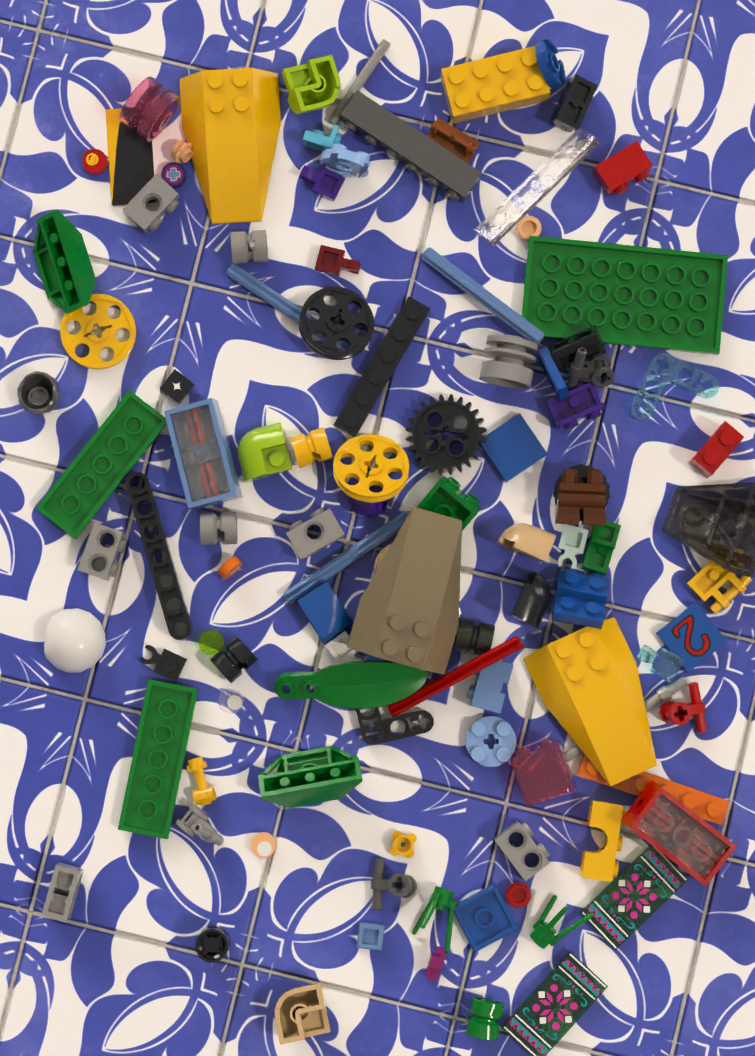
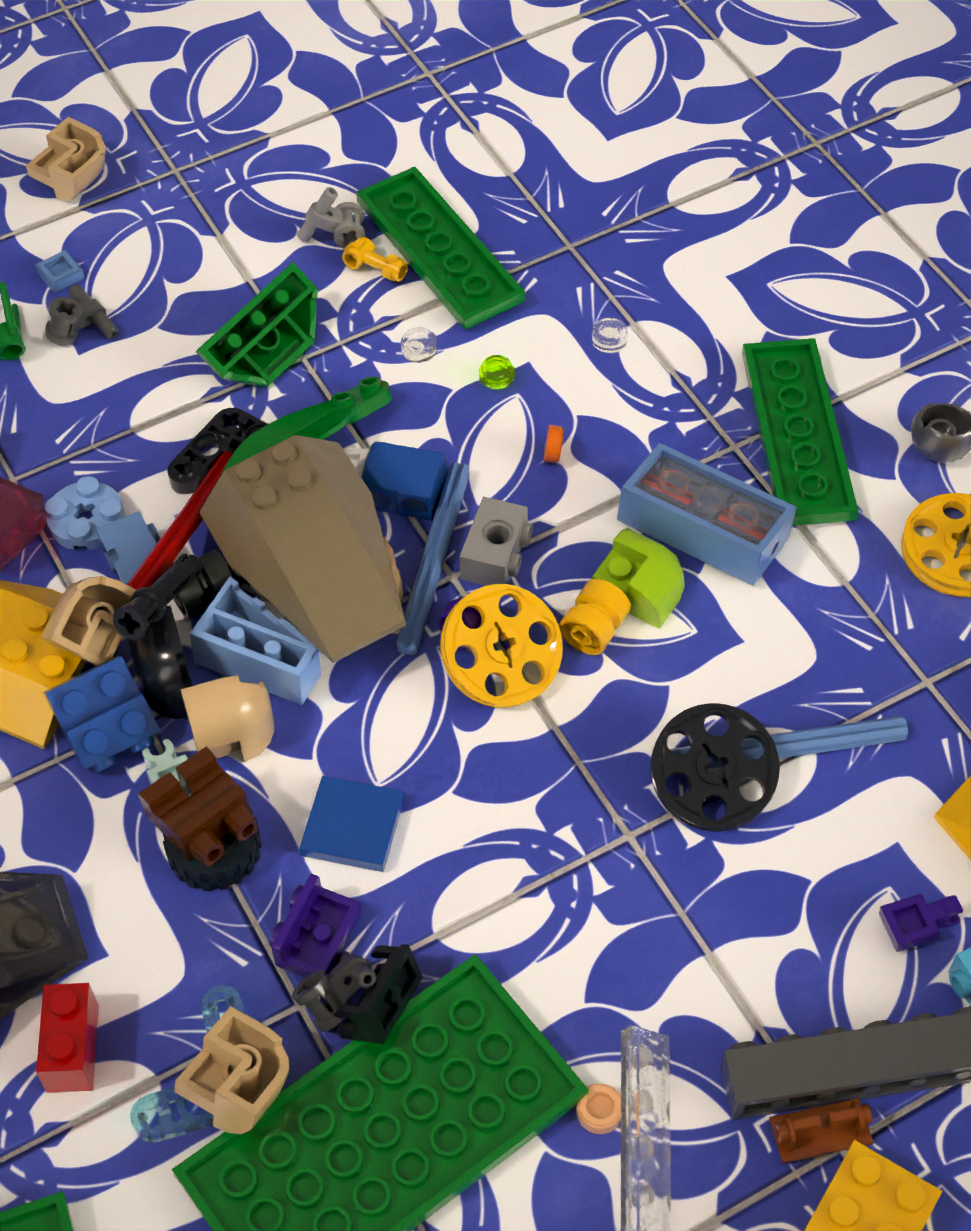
camera: 140 degrees right, 30 degrees down
(62, 892) = (412, 87): light grey brick -> none
(74, 640) = (639, 271): white cylinder -> none
(95, 550) = (702, 356): light grey brick -> none
(129, 615) = (609, 335): none -> clear tile
(151, 547) = (641, 397): black beam -> none
(167, 664) = (524, 327): black plate -> none
(177, 386) = (813, 564): black tile -> none
(212, 944) = (220, 149): black wheel -> none
(218, 528) = (607, 464): light grey wheel -> none
(233, 659) = (455, 368): black wheel -> none
(240, 247) = (912, 761): light grey wheel -> none
(263, 844) = (252, 261): light nougat tile -> none
(332, 260) = (796, 836): dark red plate -> none
(345, 161) = (919, 952): light blue plate -> none
(381, 367) = (609, 782): black plate -> none
(409, 840) = (98, 359): yellow plate -> none
(450, 412) = (450, 762): black gear -> none
(450, 501) = (366, 685): green plate -> none
(480, 576) = (250, 642): none -> light blue wedge
(482, 295) = (569, 955): medium blue axle -> none
(509, 356) = (453, 895): light grey wheel -> none
(523, 618) = (150, 603): none -> black pin
(552, 373) = (375, 931): blue tile -> none
(556, 638) = (84, 619): none -> tan brick
(601, 548) = (120, 792): green slope -> none
(665, 361) = (236, 1072): none -> tan brick

